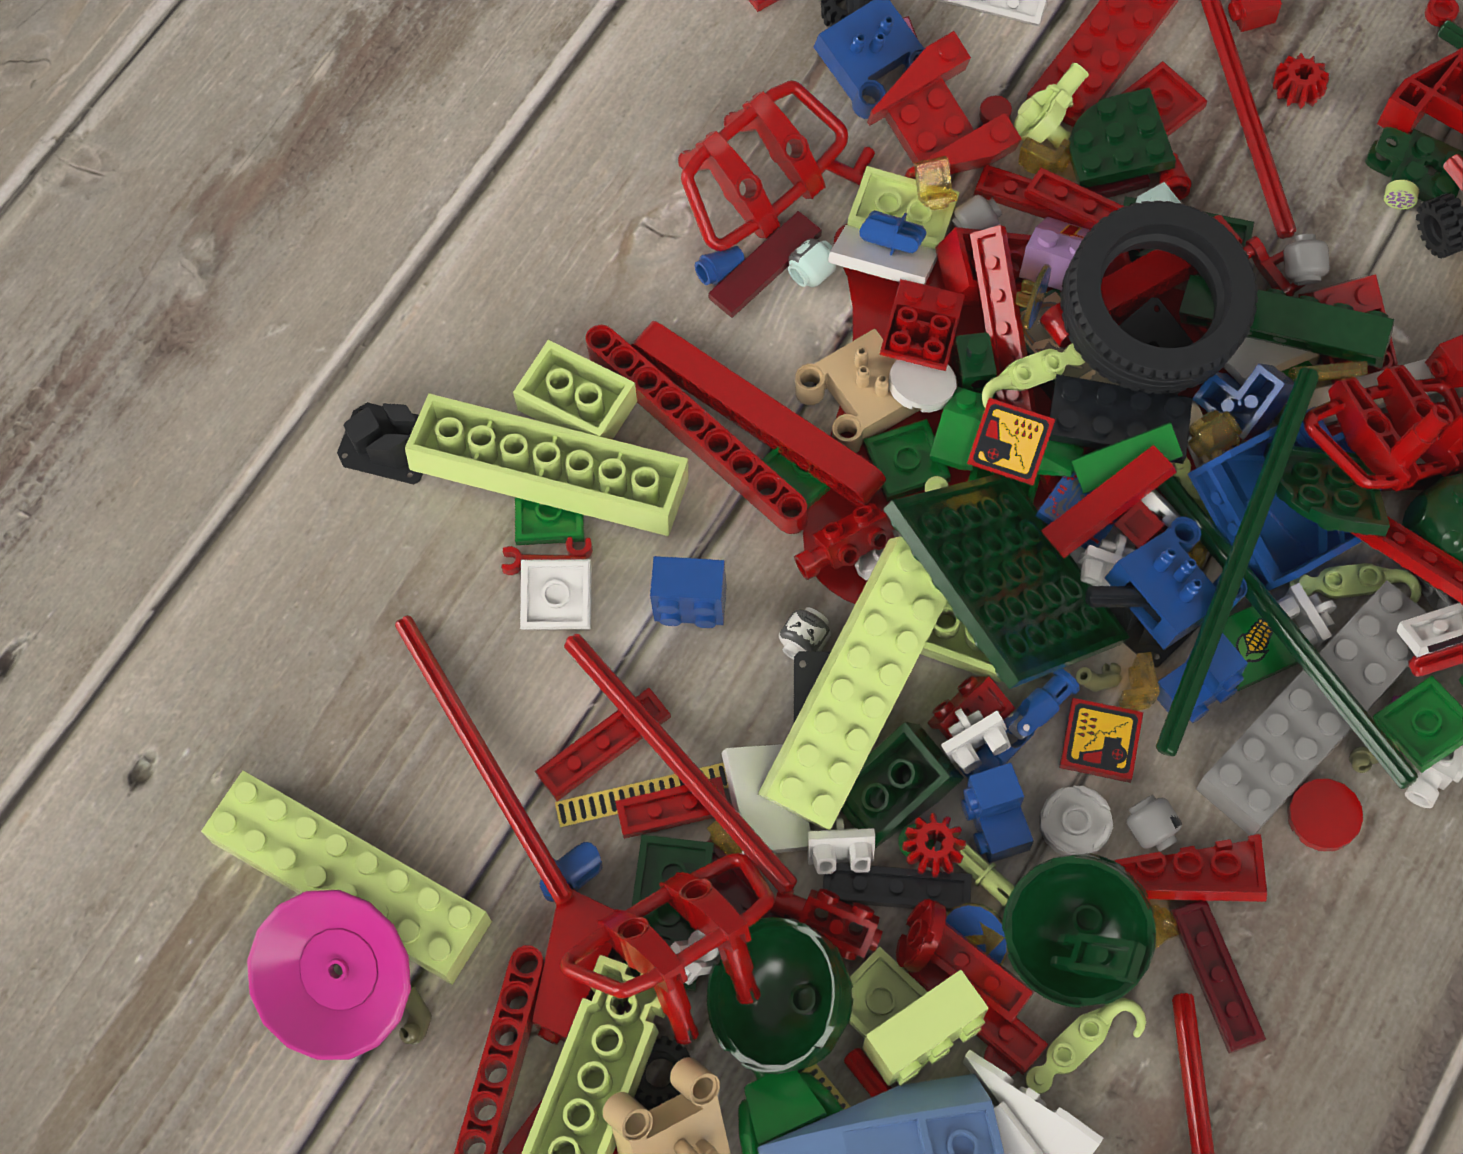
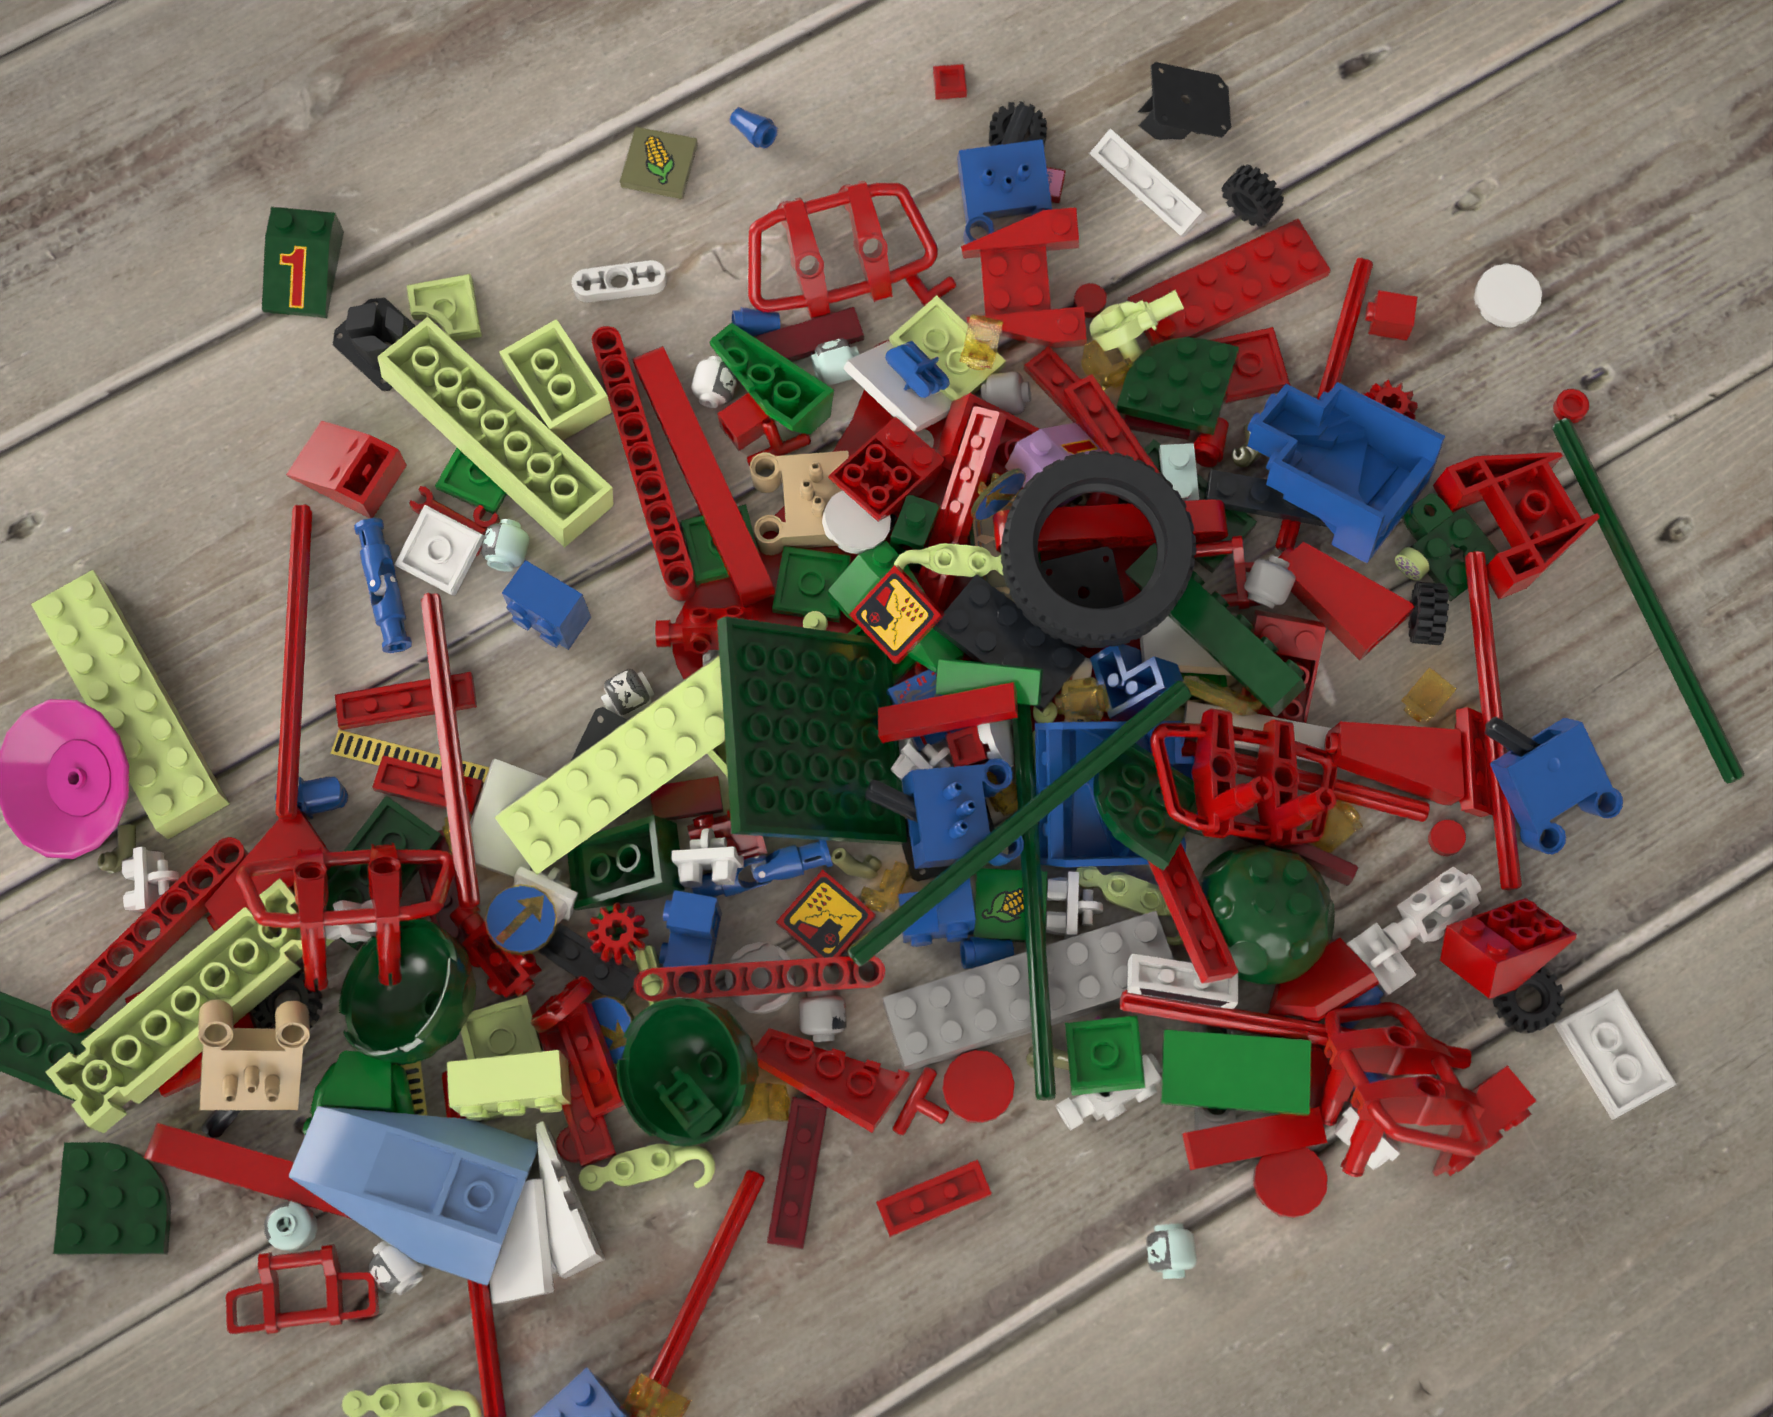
camera: 25 degrees right, 5 degrees up
(272, 406) = (300, 261): none -> dark green slope
(426, 562) = (348, 467): none -> red slope
(432, 374) = (449, 304): none -> yellowish green tile
(464, 1025) = (150, 878): none -> white hips
(512, 641) = (381, 581): none -> blue piece
(549, 172) = (658, 162): none -> olive tile
(600, 282) = (643, 288): none -> white beam
(614, 560) = (505, 545): none -> light aqua head
(617, 103) = (756, 128): none -> blue cone
(716, 330) = (713, 382): none -> white head
(763, 350) = (743, 421): none -> red brick
(779, 301) = (774, 381): none -> green wedge
(803, 356) = (778, 447): none -> red piece
(841, 877) = (521, 919): none -> blue piece
(918, 697) = (687, 799): none -> dark red tile
(1073, 827) = (777, 980): none -> red beam
(1208, 165) = (1245, 455): none -> olive arm
(1257, 696) = (982, 951): none -> blue cone
(1260, 194) = (1254, 497): none -> black plate
(1282, 857) = (917, 1102): none -> red piece
(1301, 133) = (1345, 461): none -> blue panel
(1351, 932) = (933, 1198): none -> red plate
(1372, 248) = (1345, 601): none -> red slope

